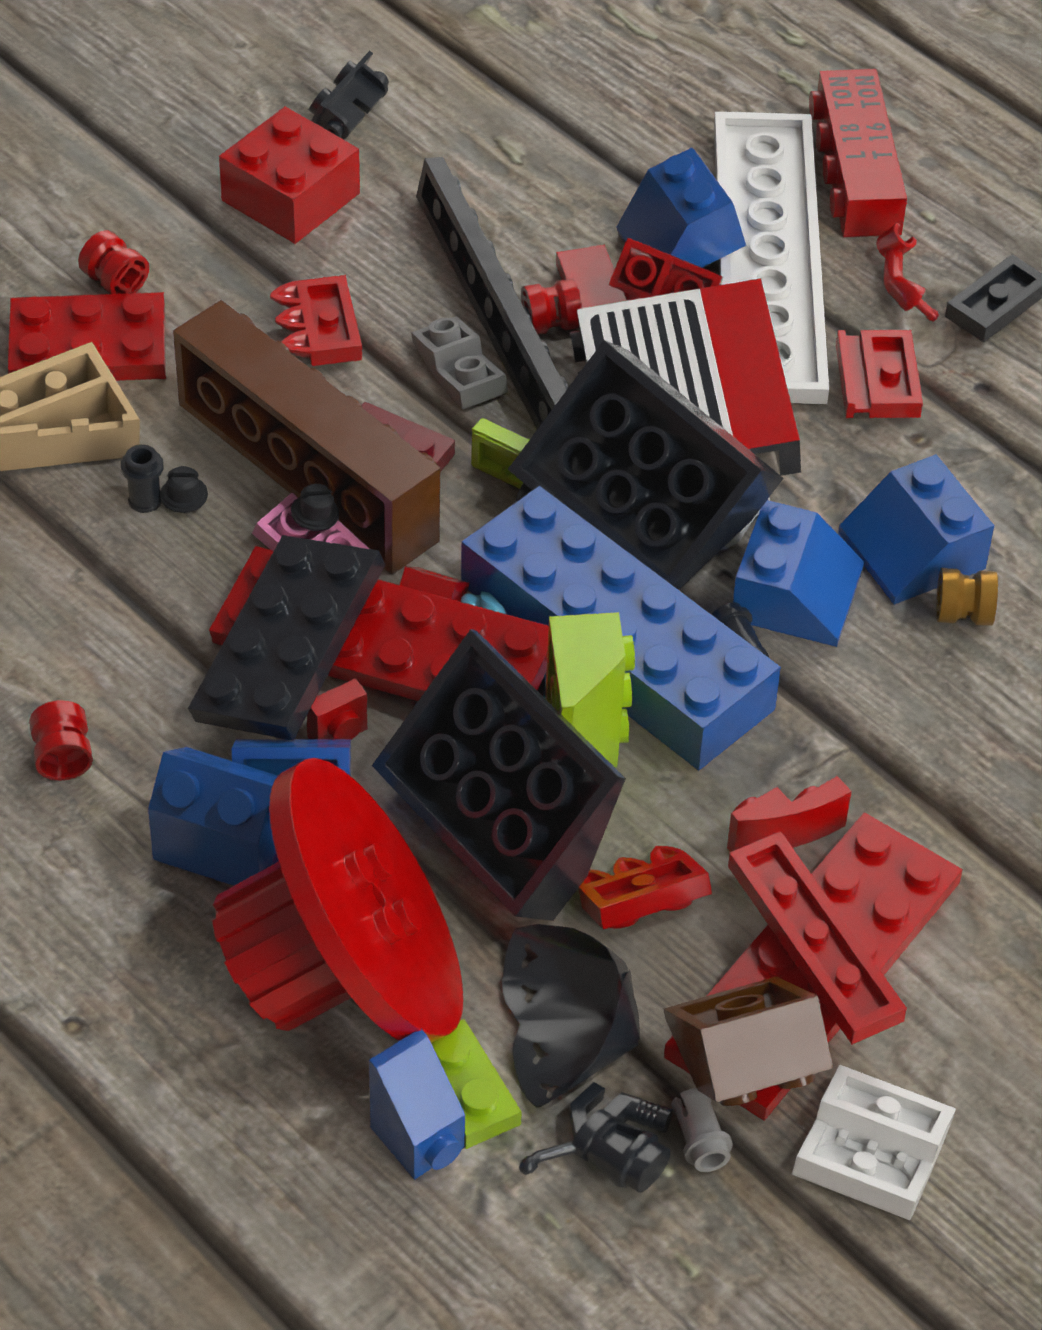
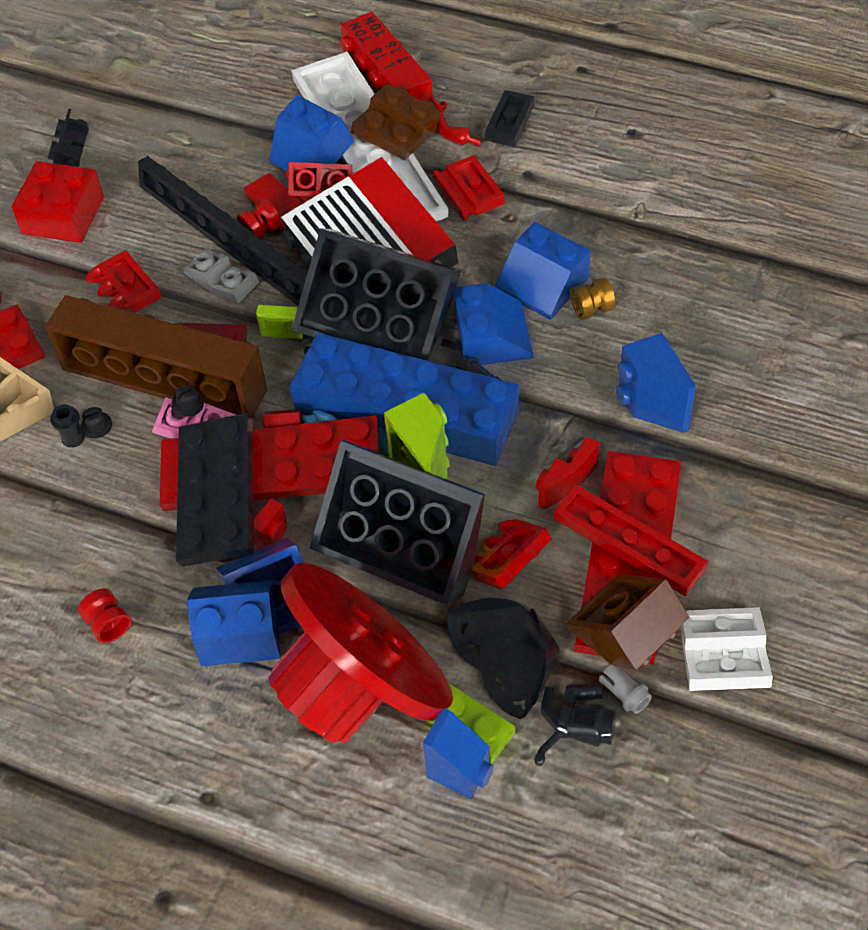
camera: 20 degrees left, 5 degrees up
(822, 240) = (396, 121): none -> reddish brown plate
(977, 744) = (655, 384): none -> blue slope

